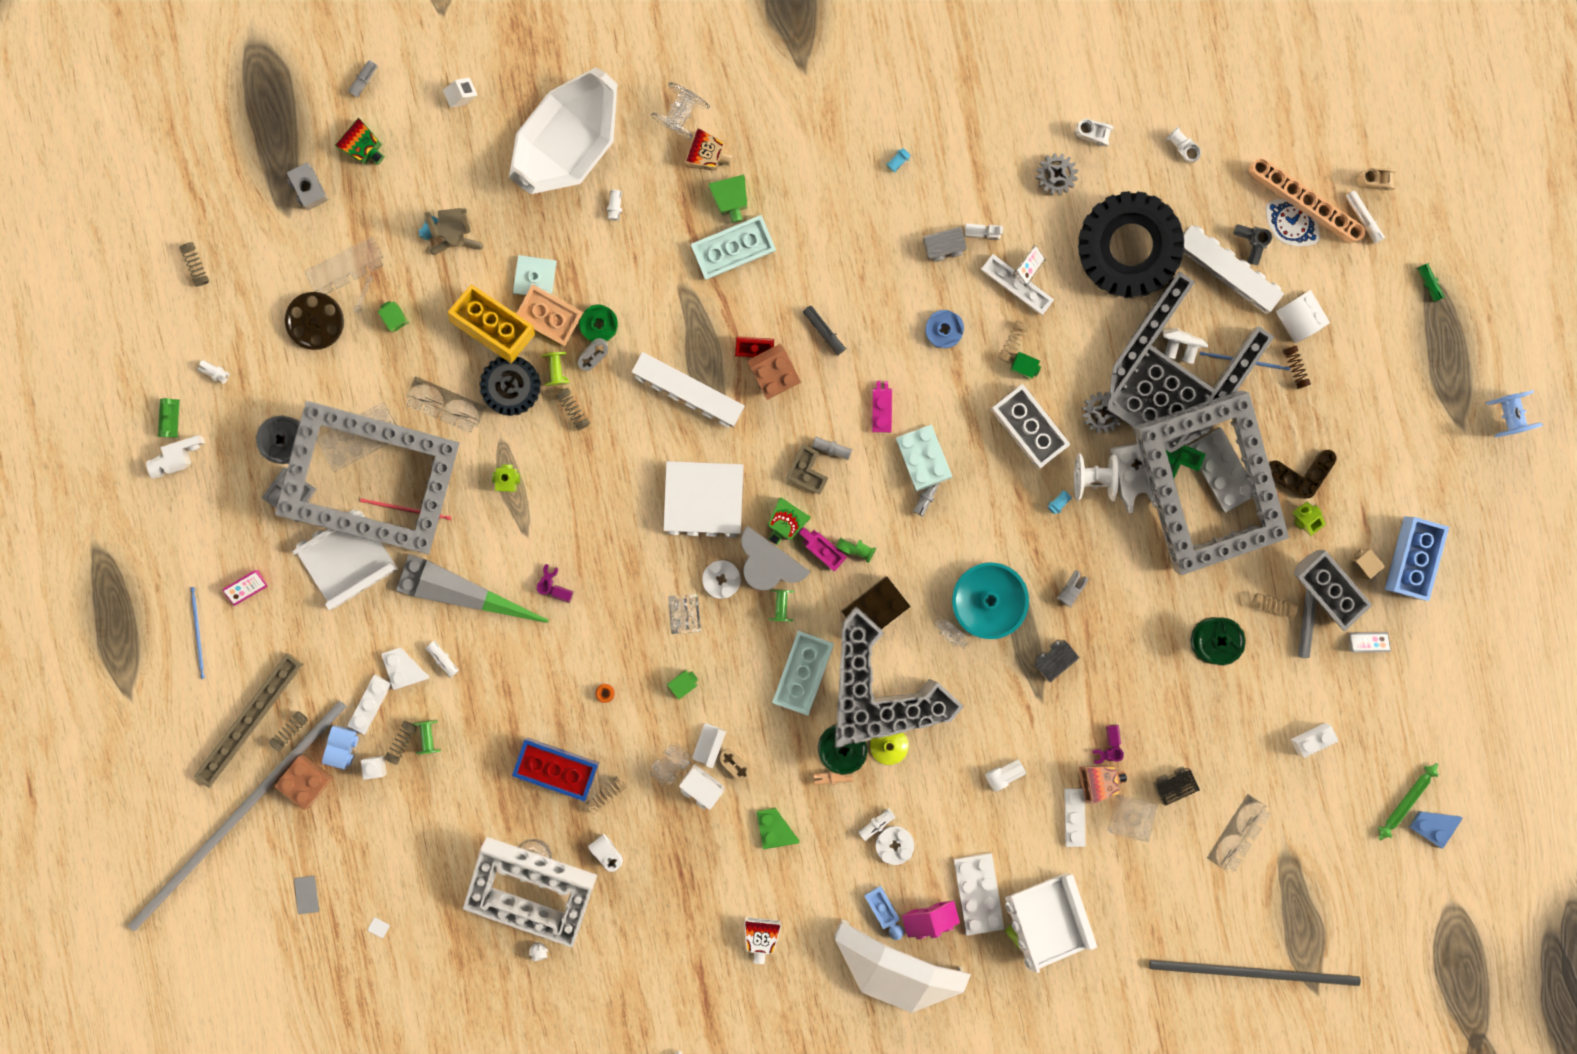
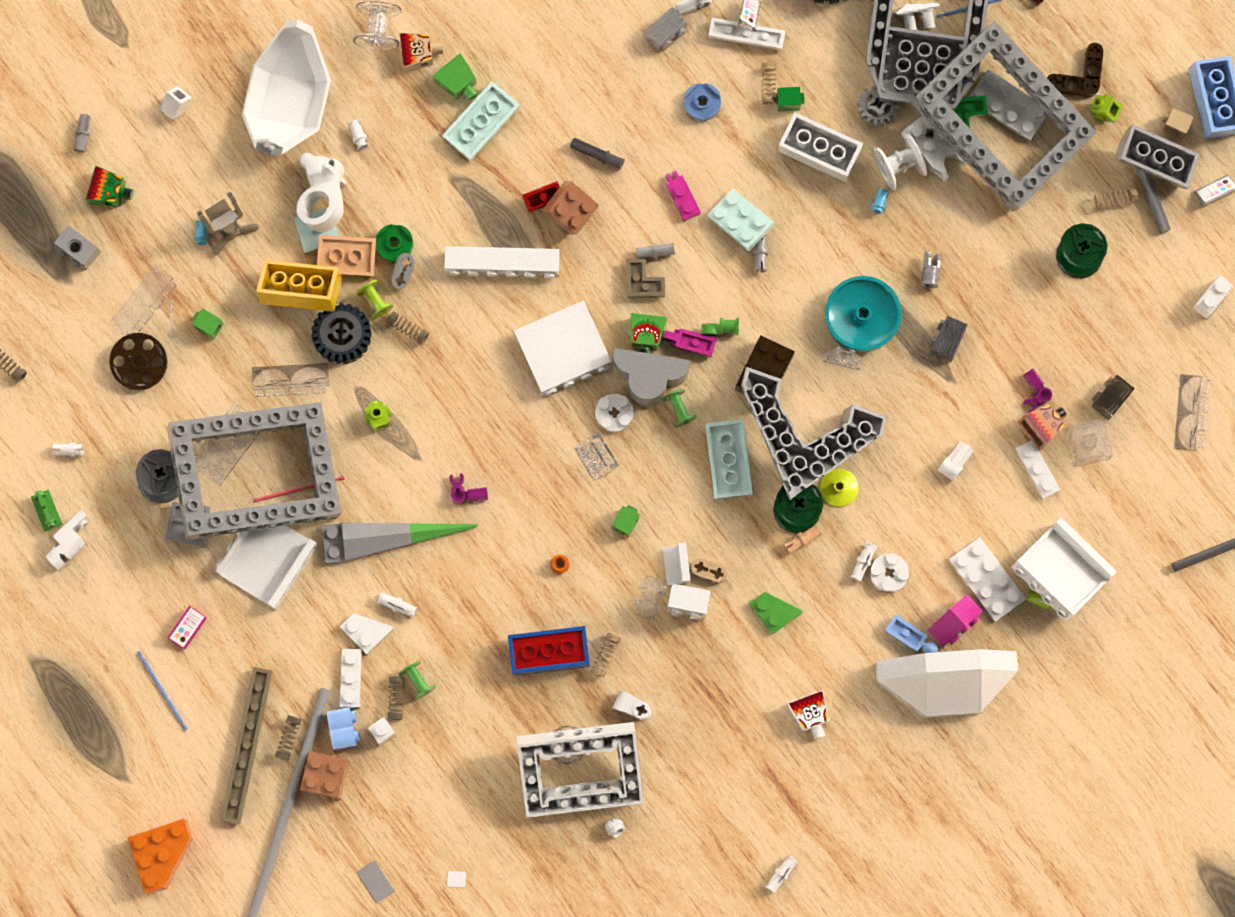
camera: 25 degrees left, 10 degrees down
(125, 779) = (160, 853): none -> orange brick
(562, 234) = (325, 180): none -> white animal

